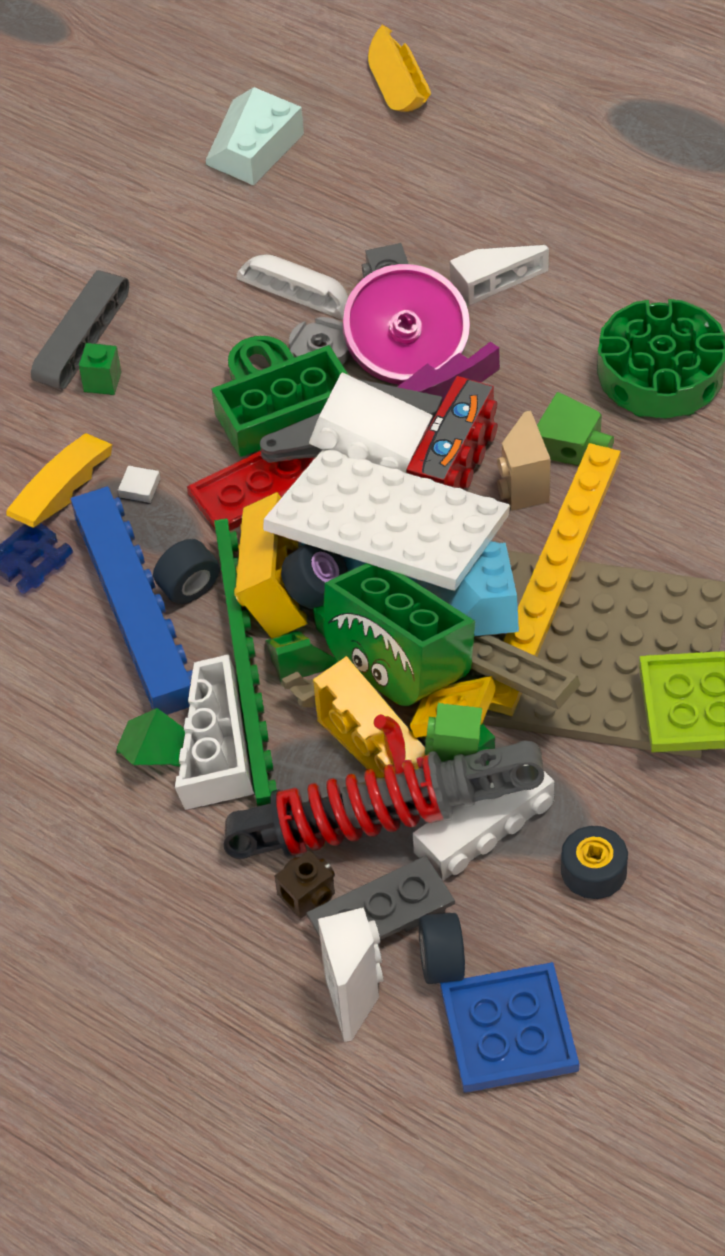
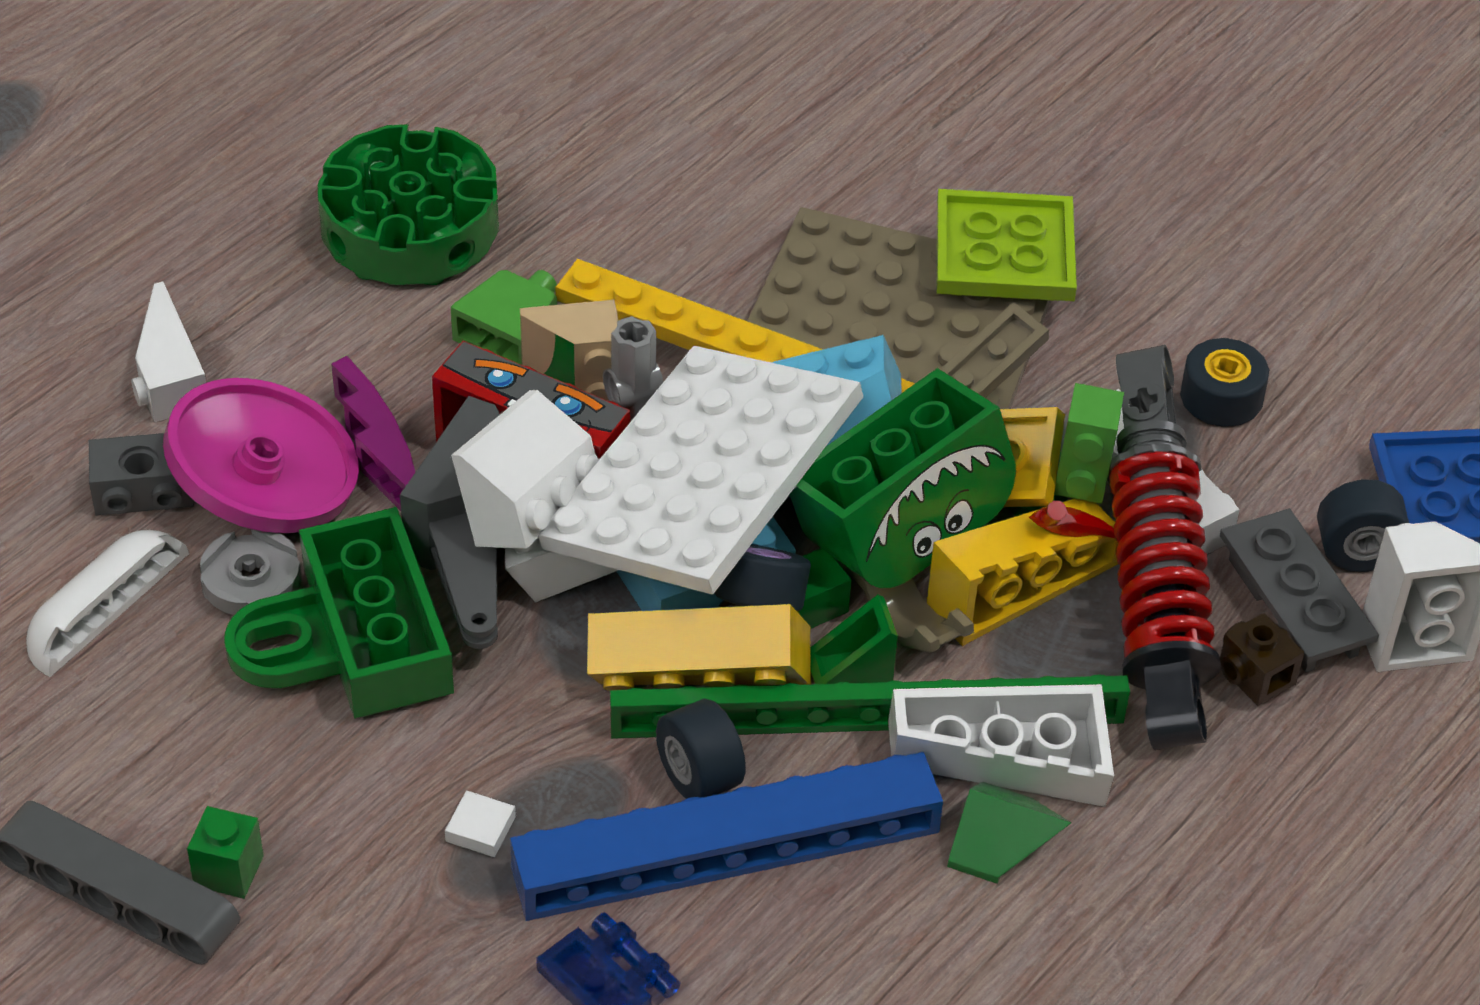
camera: 90 degrees left, 5 degrees down
(58, 479) = (466, 919): yellow slope -> none
(242, 484) = (520, 683): red tile -> none
(487, 473) = (633, 368): none -> light grey piece

